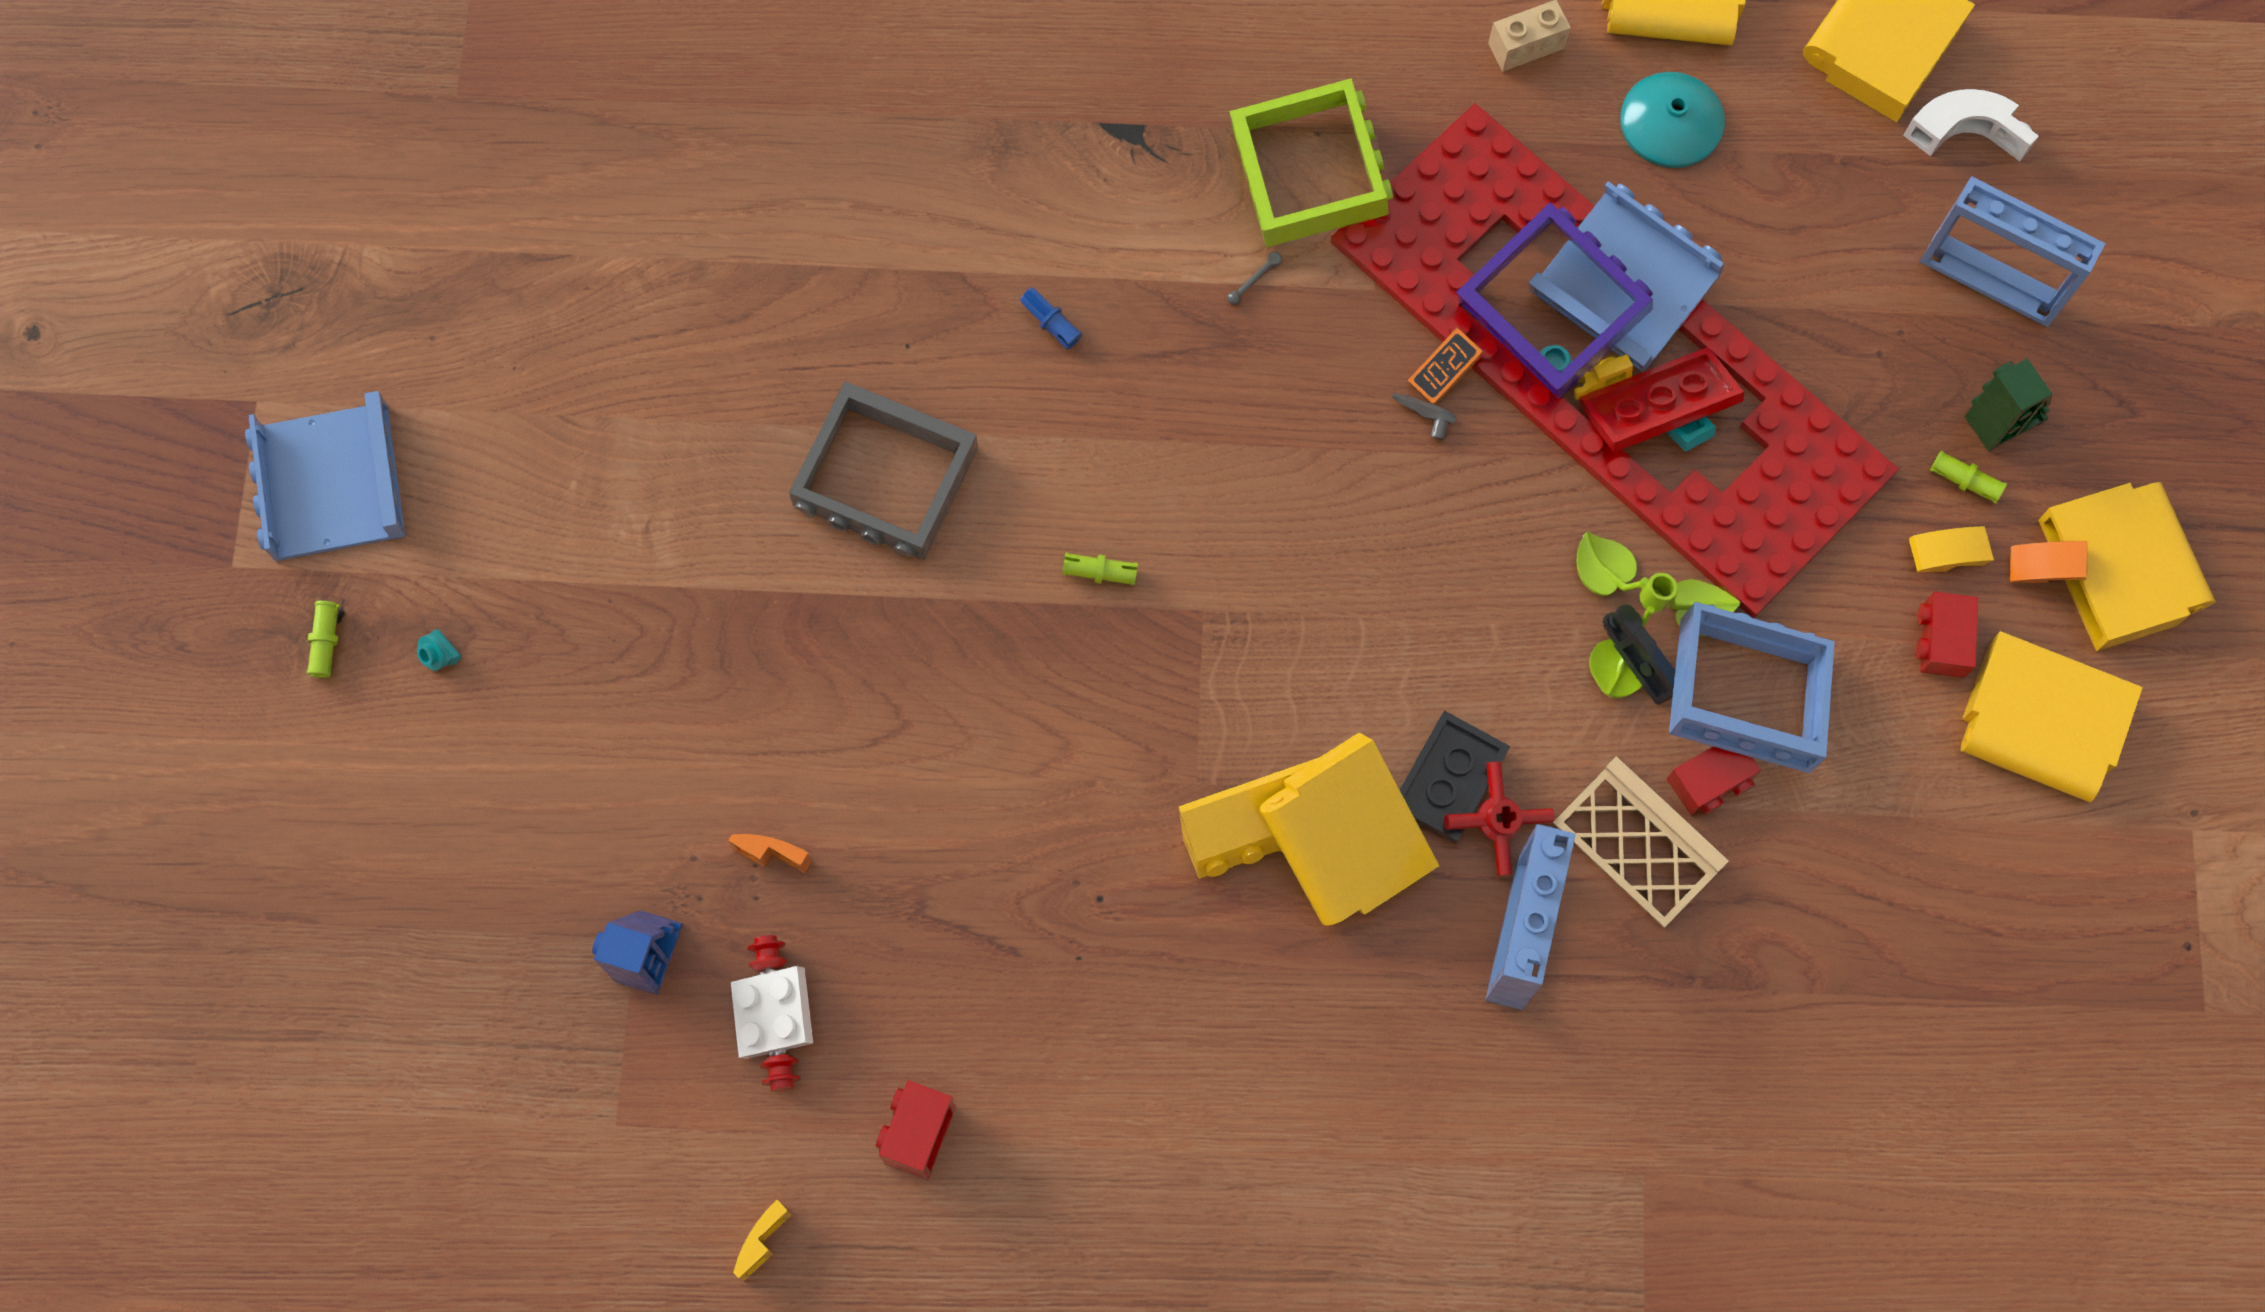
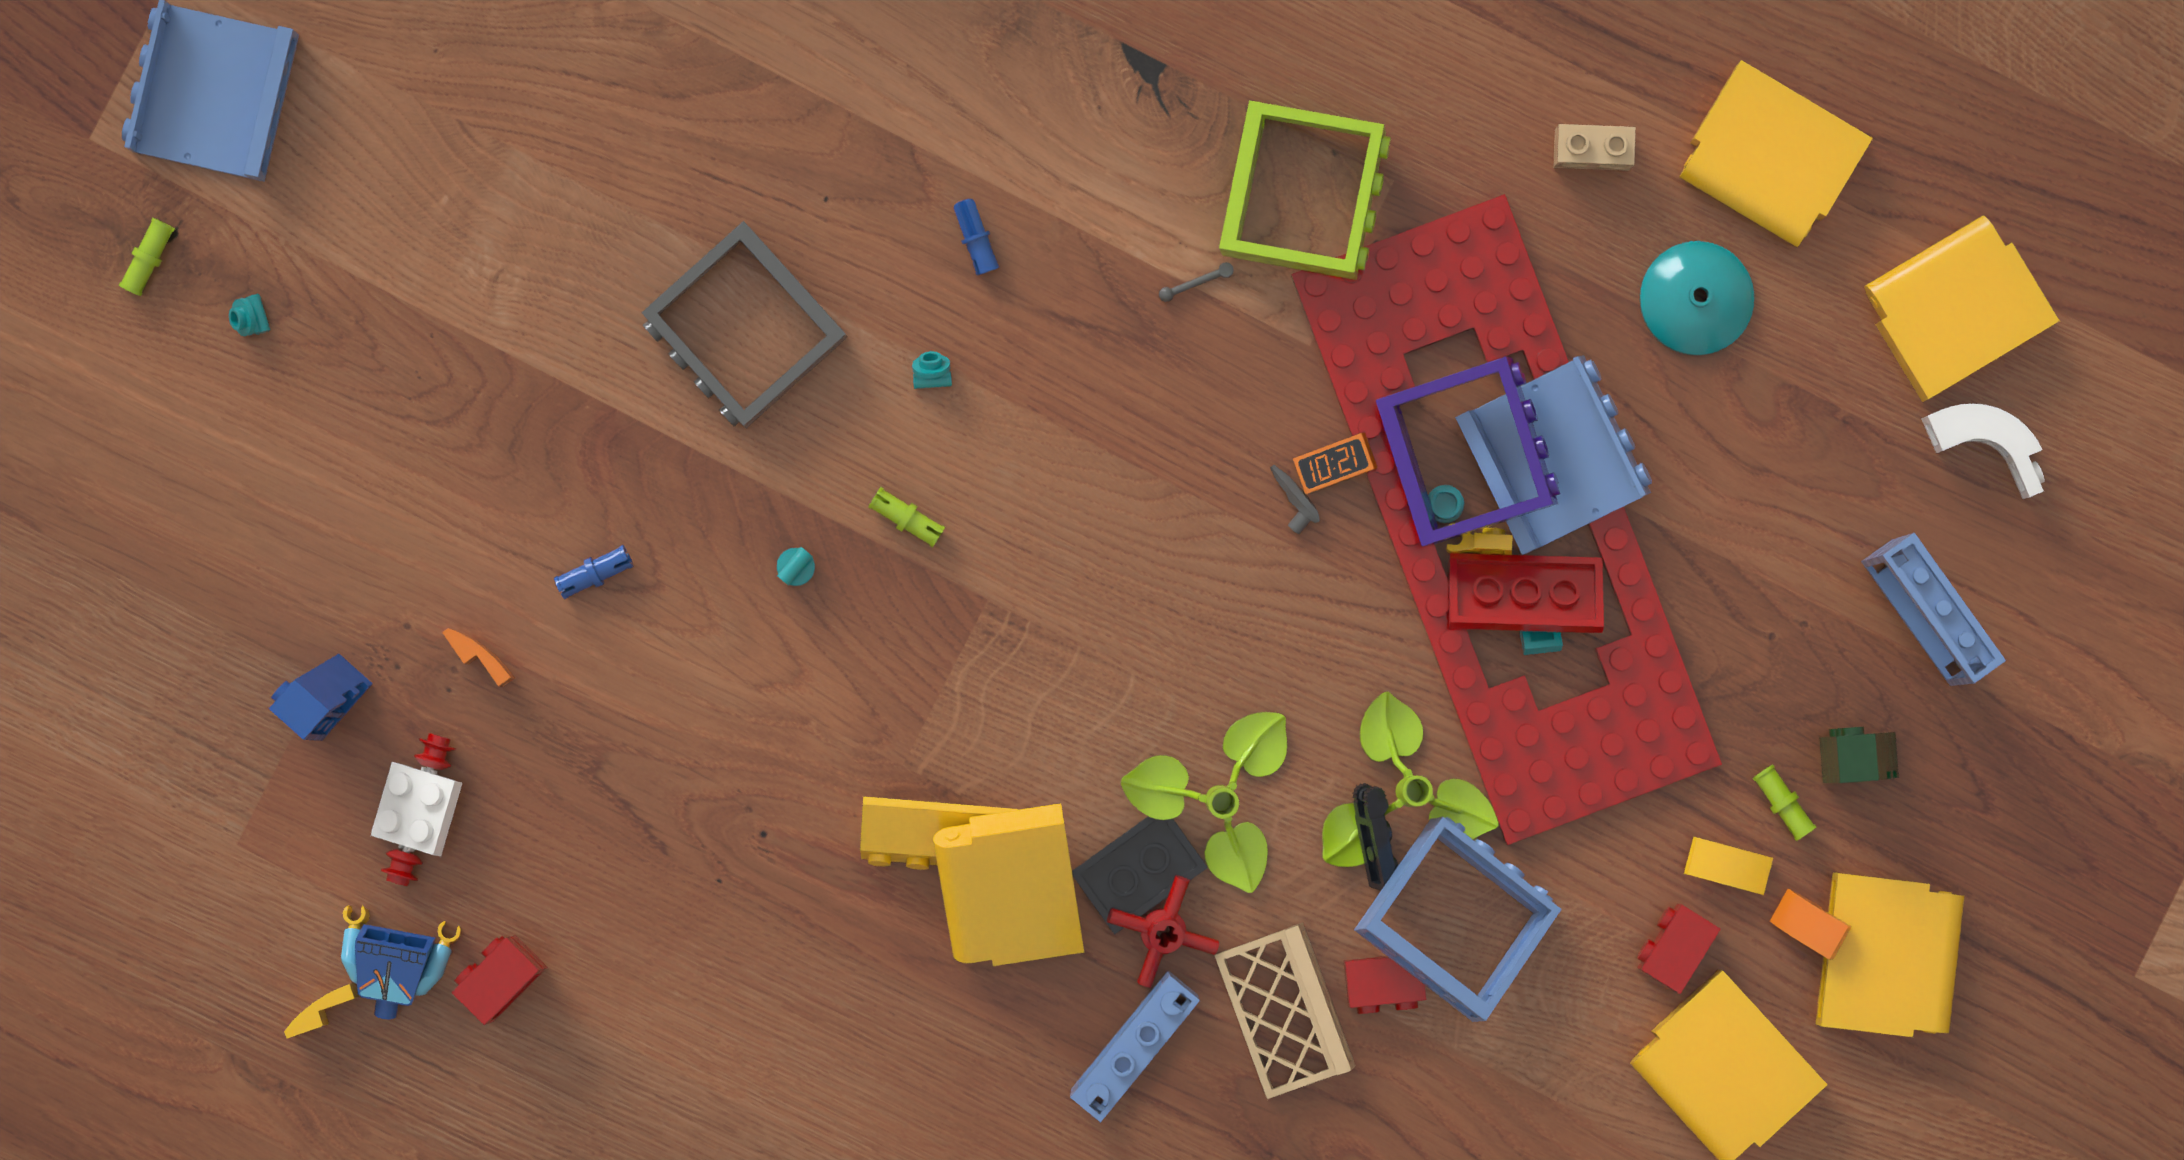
camera: 30 degrees right, 15 degrees up
(810, 1163) = (392, 963): none -> torso
(843, 734) = (593, 572): none -> blue pin
(1022, 651) = (795, 566): none -> teal plate
(1064, 441) = (931, 371): none -> teal plate
(1435, 699) = (1160, 783): none -> lime plant

